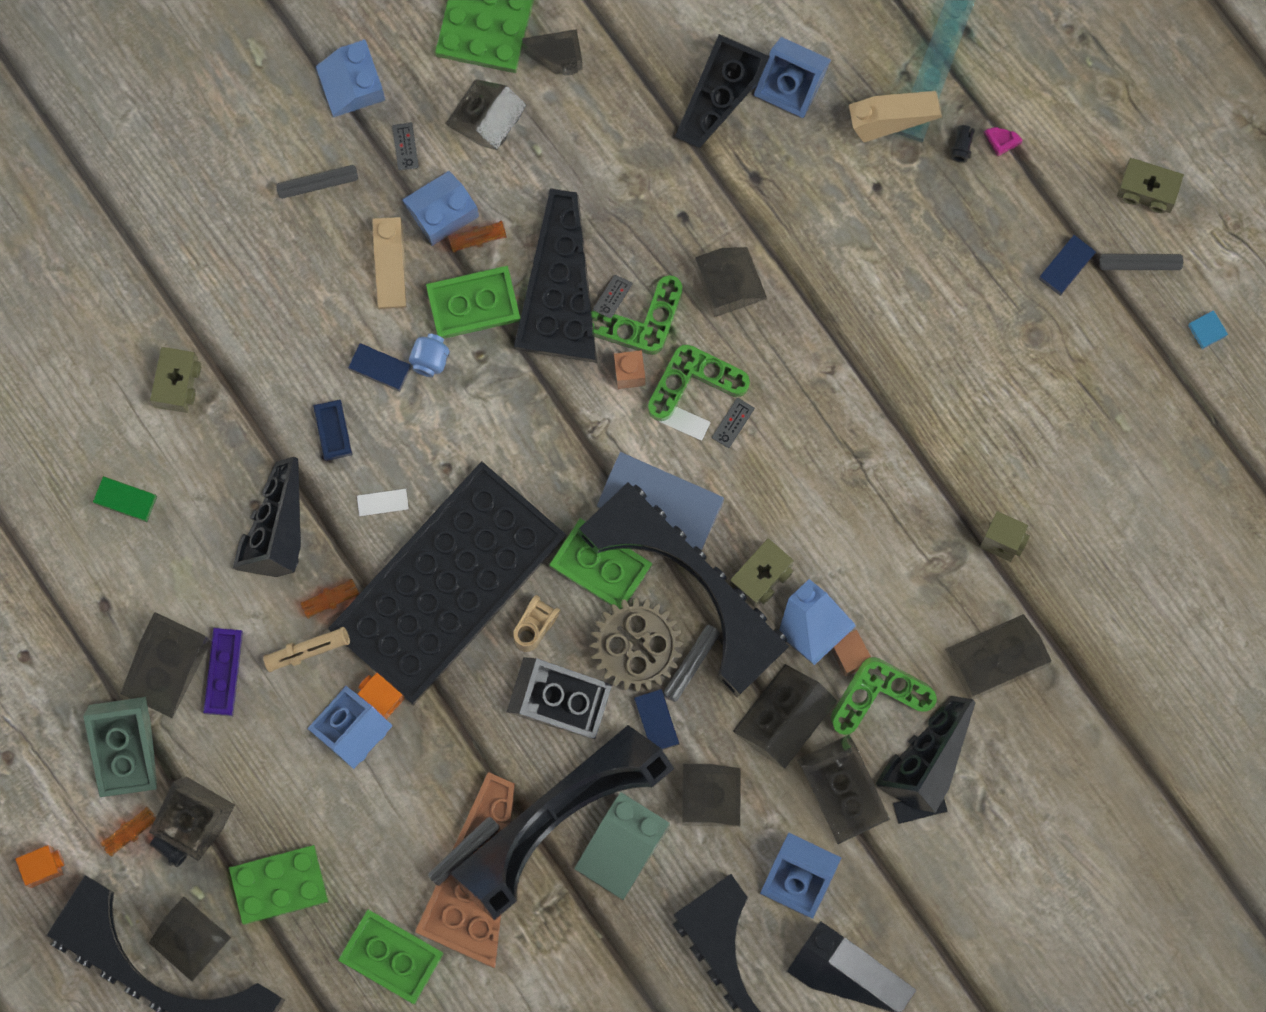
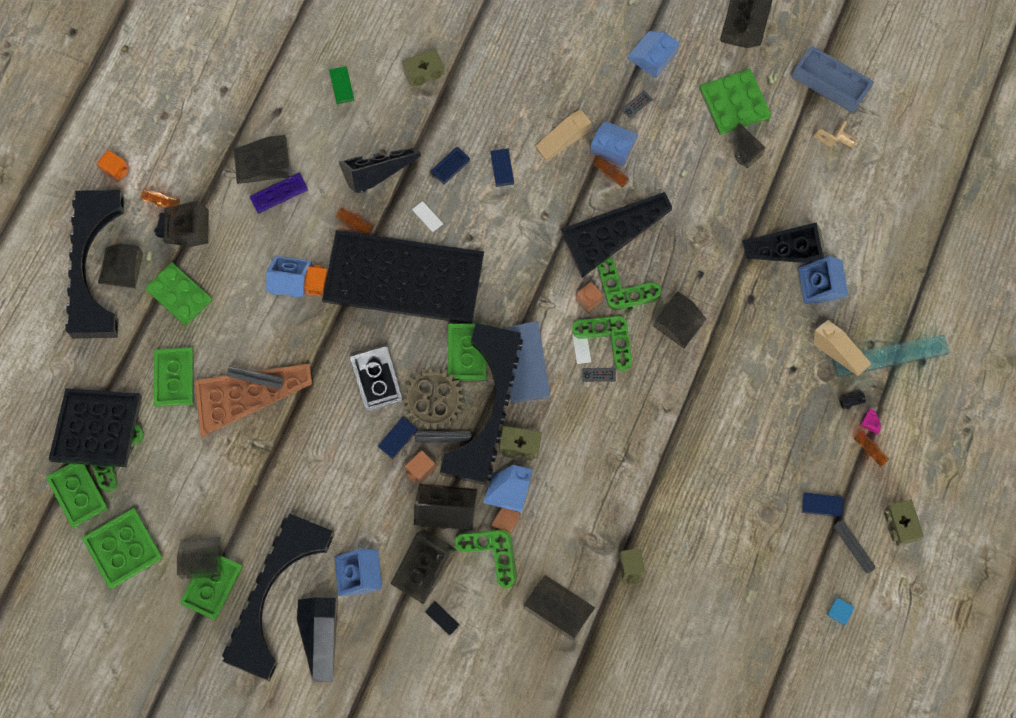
camera: 55 degrees right, 5 degrees down
(121, 746) = (204, 165): sand green slope -> none
(294, 654) = (302, 215): tan pin -> none
(317, 181) = (584, 71): dark grey axle -> none
(429, 355) = (525, 187): medium blue head -> none
(473, 302) = (571, 192): bright green plate -> none
(487, 113) = (684, 133): clear smoke slope -> none
(494, 870) = (249, 397): black arch -> none
(537, 619) = (411, 337): tan piece -> none
(613, 296) = (625, 263): dark grey sticker -> none
(622, 846) = (314, 462): sand green slope -> none
(711, 795) = (372, 493): clear smoke slope -> none
(715, 716) = (420, 467): none -> nougat brick
(928, 765) = (466, 606): black wedge -> none
(1036, 162) = (871, 449): none -> clear orange pin

